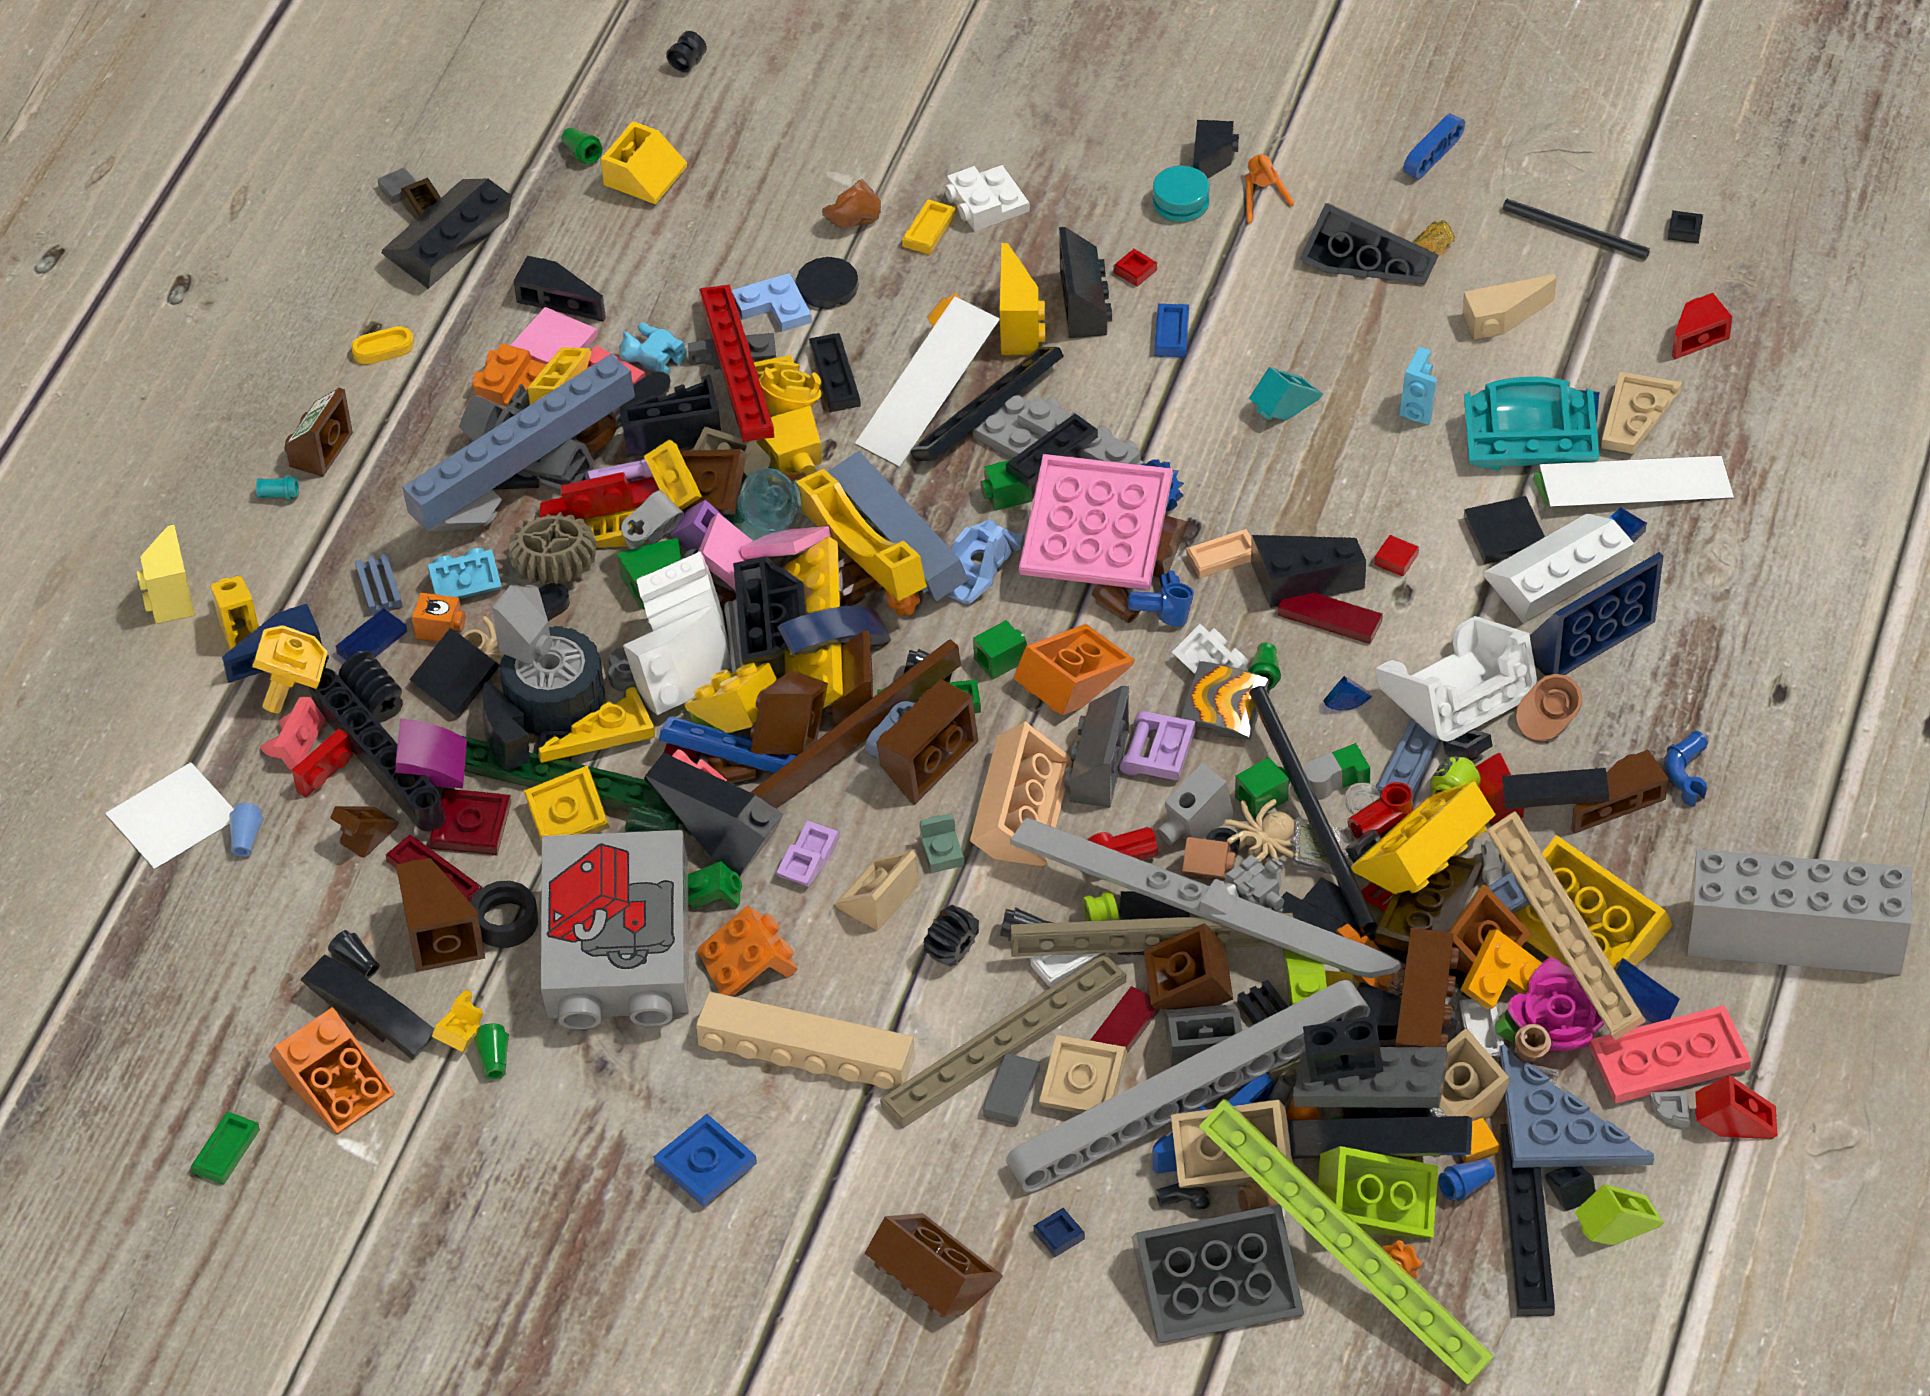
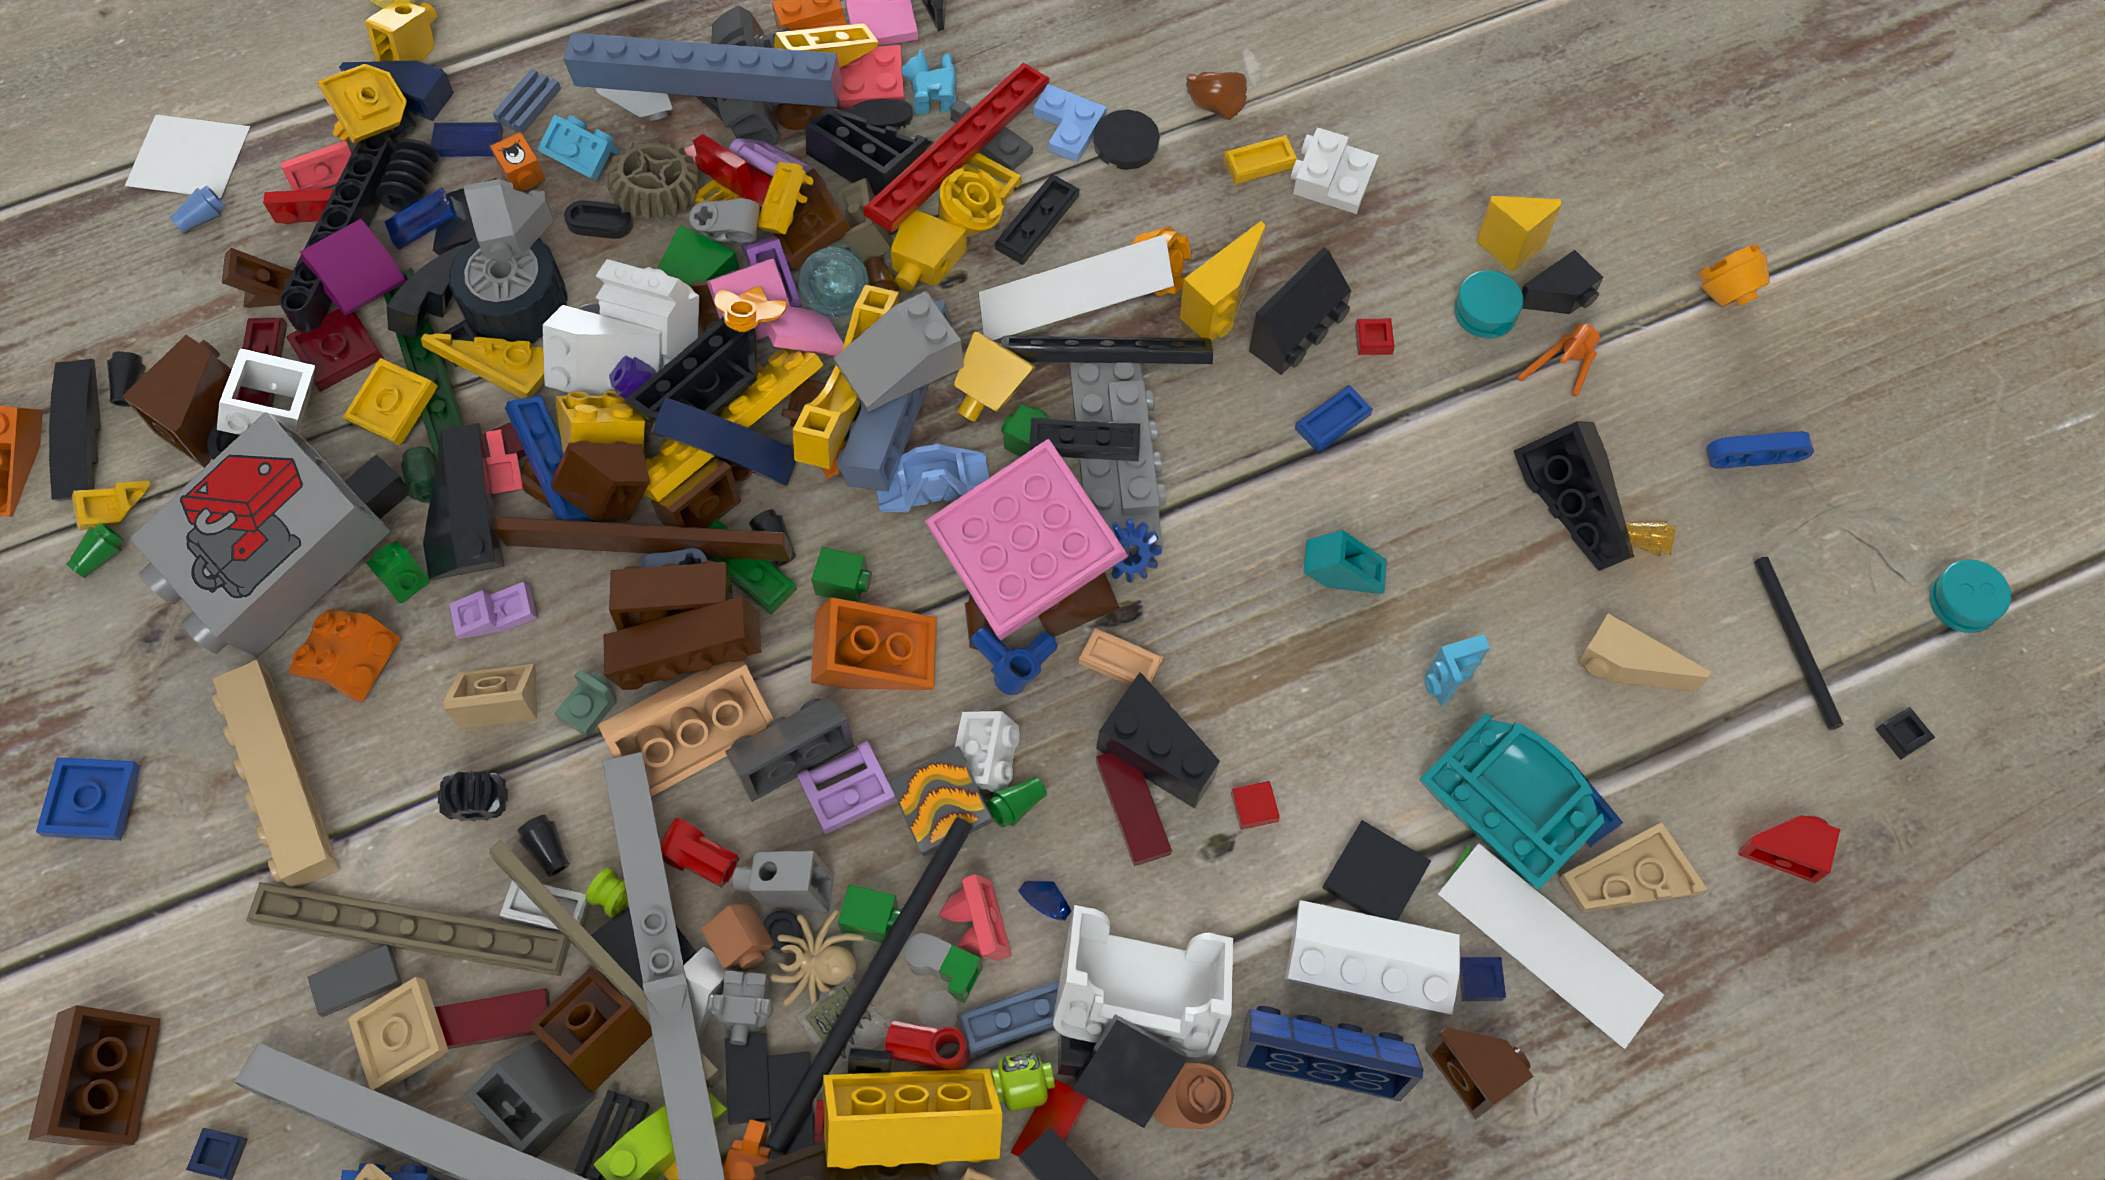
camera: 45 degrees right, 15 degrees up
(420, 696) = (420, 218): none -> clear blue tile
(491, 863) = (269, 375): none -> white window
(720, 655) = (630, 375): none -> dark purple piece
(748, 551) = (748, 308): none -> light orange plate
(883, 488) = (901, 353): none -> light grey slope
(941, 469) = (989, 376): none -> yellow torso
(966, 750) = (682, 643): none -> reddish brown brick
(1145, 136) = (1517, 227): none -> yellow slope
(1307, 61) = (1736, 276): none -> light orange cone
(1313, 728) = (978, 904): none -> coral tile
(1506, 718) = (1129, 1071): none -> black tile
(1636, 129) = (1970, 596): none -> teal head
(1685, 554) = (1479, 1067): none -> reddish brown slope

